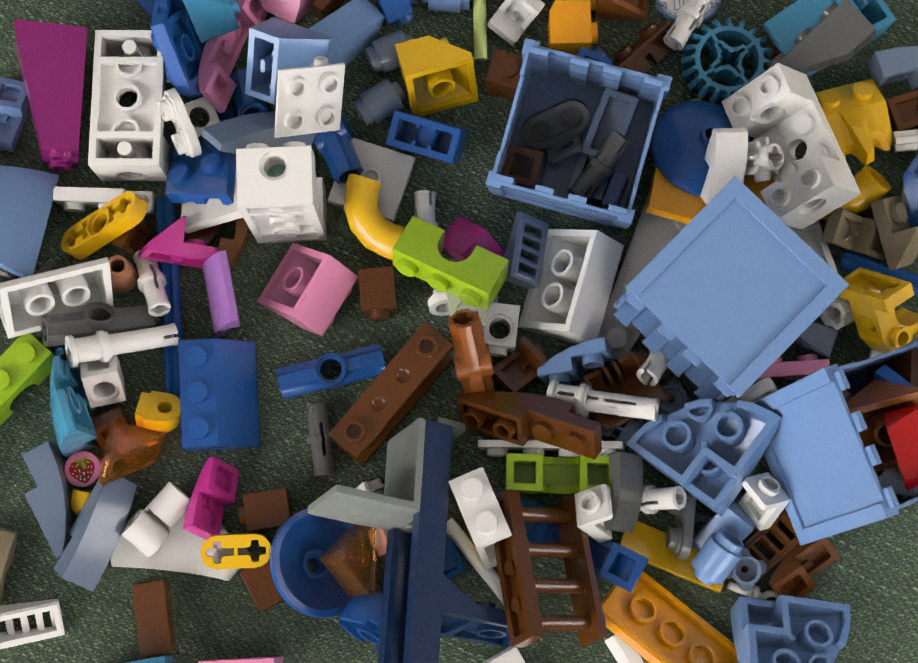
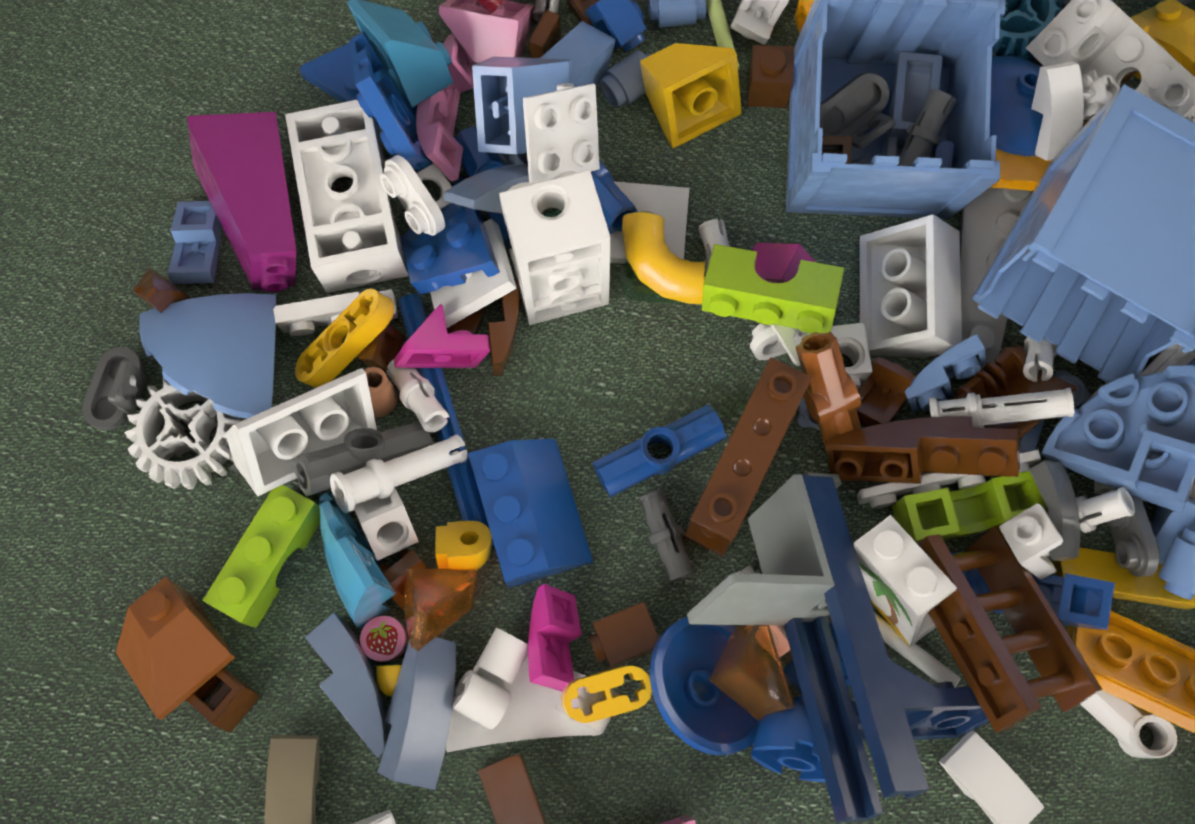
camera: 15 degrees left, 5 degrees down
(220, 294) = (505, 386): medium lavender slope -> none
(261, 586) = (647, 729): reddish brown brick -> none
(308, 288) = (605, 360): bright pink slope -> none
(378, 293) = (689, 347): reddish brown brick -> none
(379, 102) = (632, 135): sand blue brick -> none
(427, 136) = (699, 158): blue brick -> none
(531, 276) = (857, 281): sand blue slope -> none

